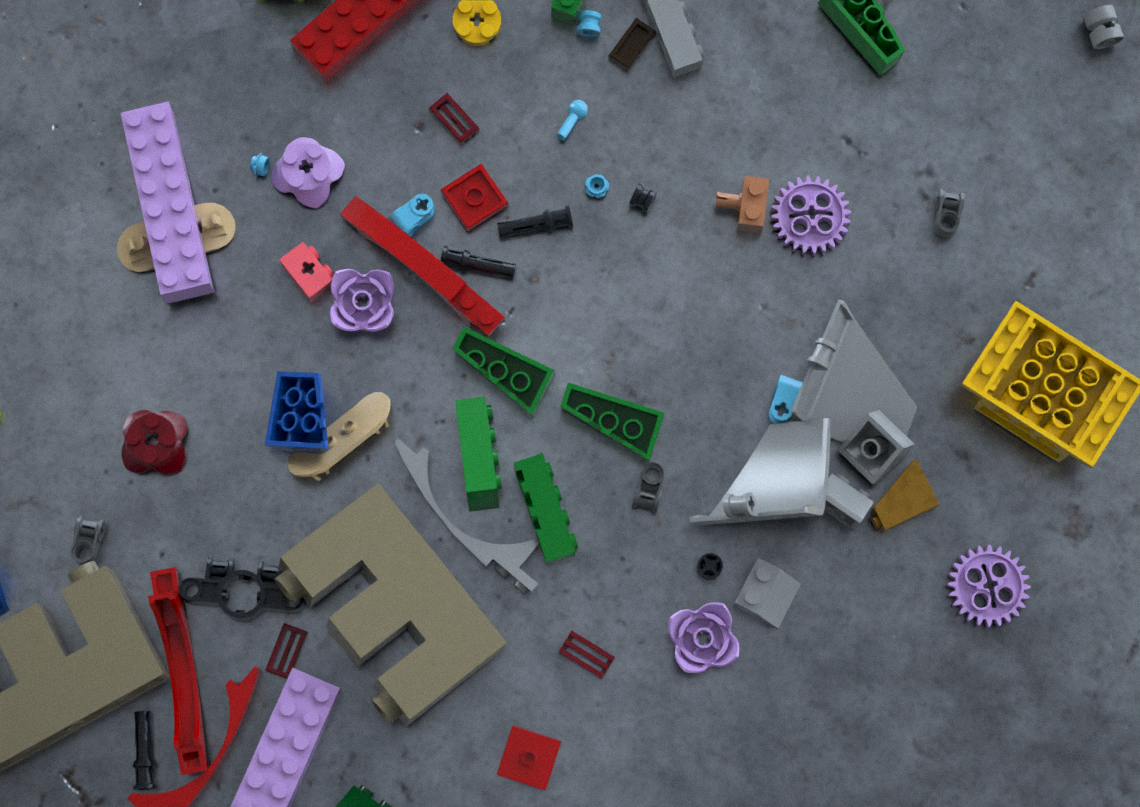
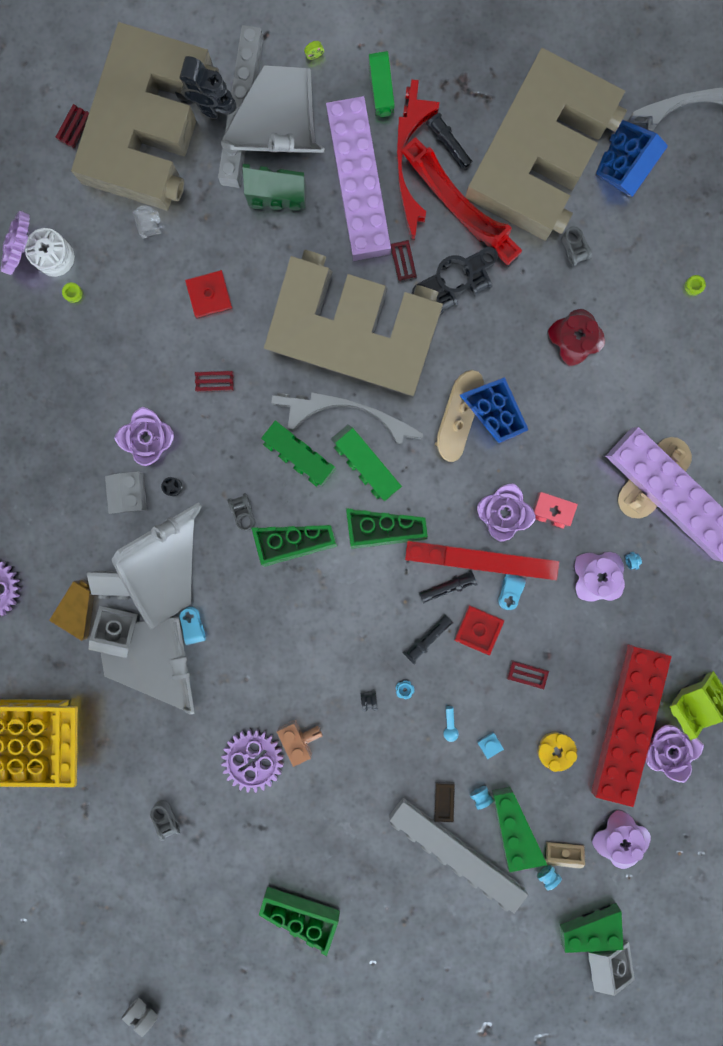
camera: 150 degrees right, 10 degrees up
(543, 71) = (490, 745): none -> medium azure plate

